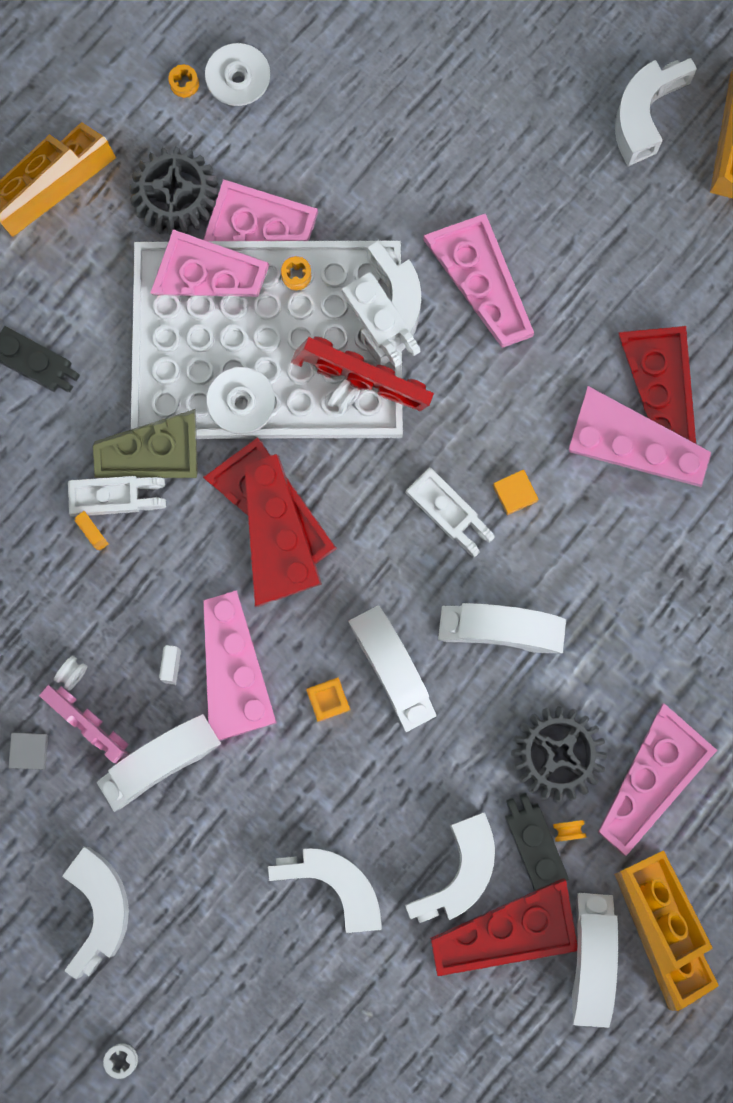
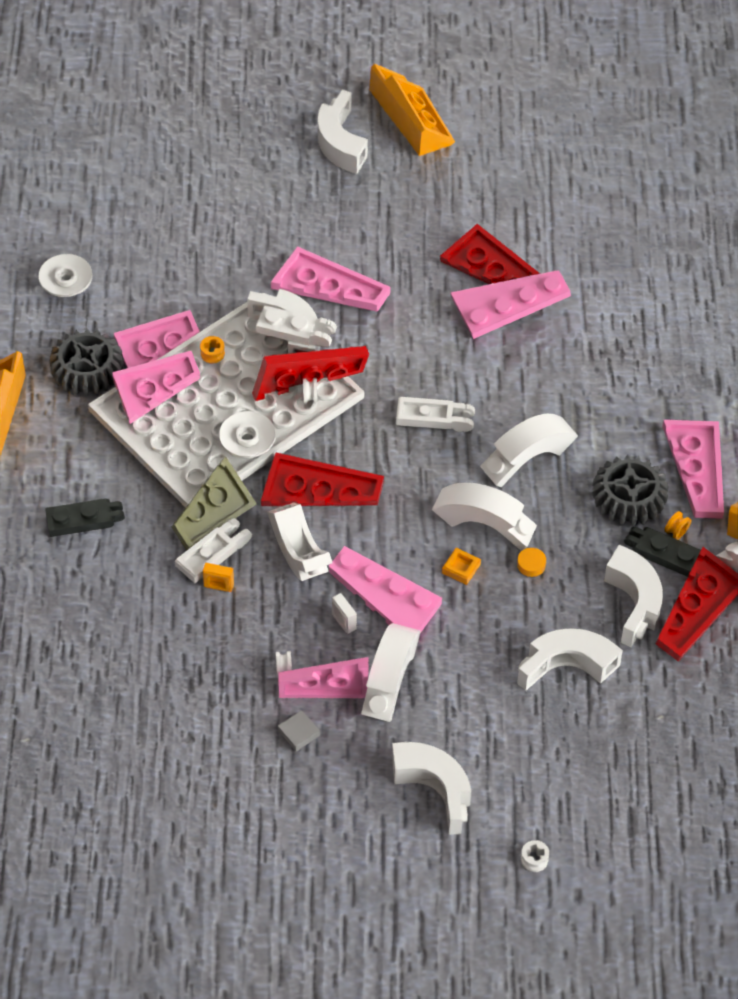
camera: 40 degrees left, 25 degrees down
(176, 74) = (31, 296): light orange bush -> none
(191, 558) = (297, 543): none -> white arch
(277, 539) = (352, 501): red wing -> none
(396, 751) = (531, 562): none -> light orange tile
(515, 492) = (462, 378): light orange tile -> none

